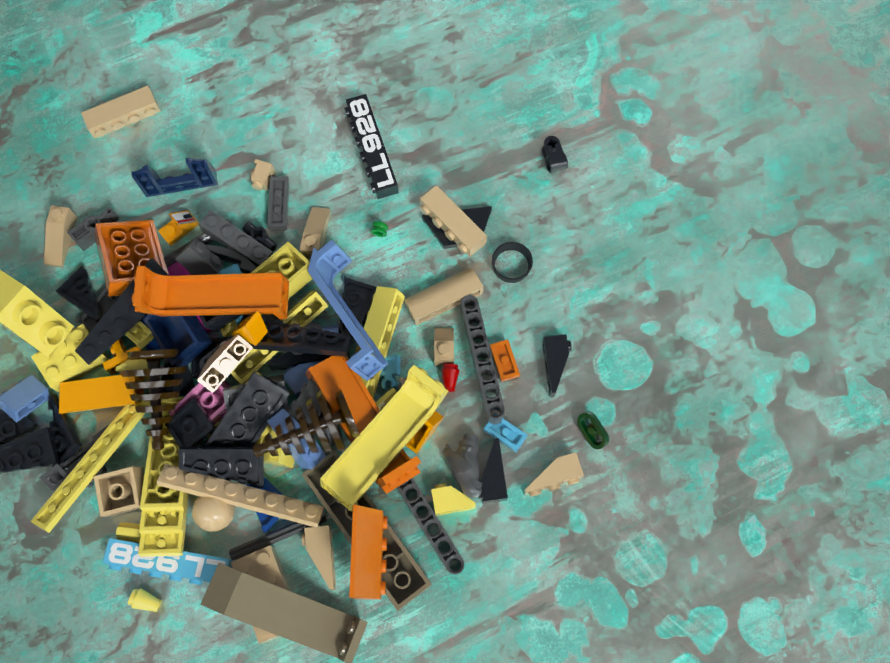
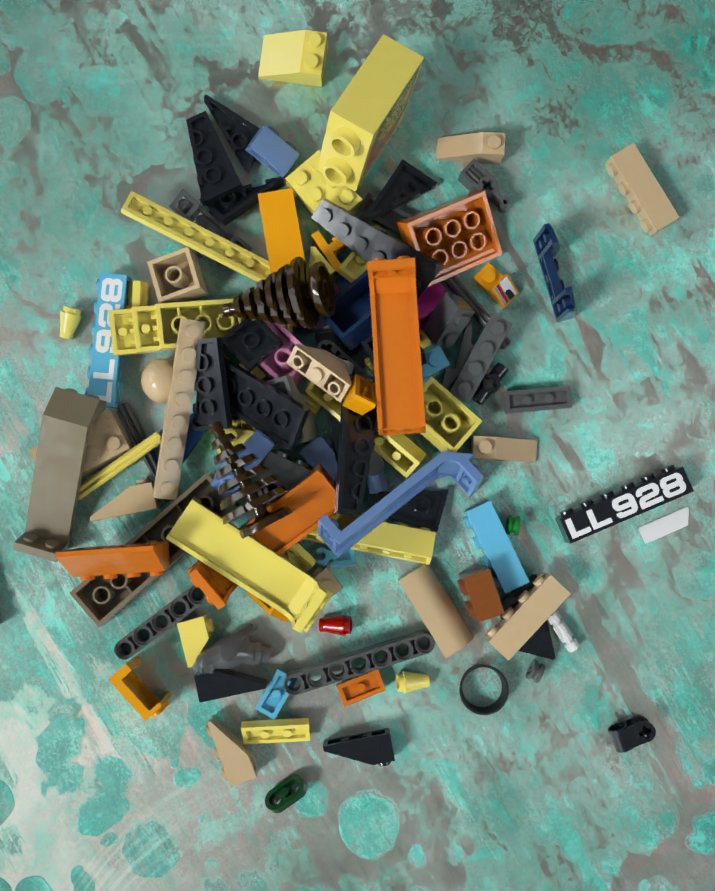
camera: 85 degrees right, 15 degrees up
(261, 175) = (571, 375): tan brick -> none
(284, 556) = (120, 464): none -> light yellow axle
(393, 120) = (664, 525): none -> white sticker
(395, 243) = (496, 547): none -> medium azure brick
(431, 255) = (481, 593): none -> dark orange brick
(443, 346) = (373, 615): tan slope -> none
(471, 198) = (563, 632): none -> white axle
(478, 567) = (137, 692): none -> light orange panel
(500, 221) = (535, 671): none -> dark grey bush
(502, 319) = (411, 681): none -> light yellow cone
(538, 435) = (276, 731): none -> light yellow plate

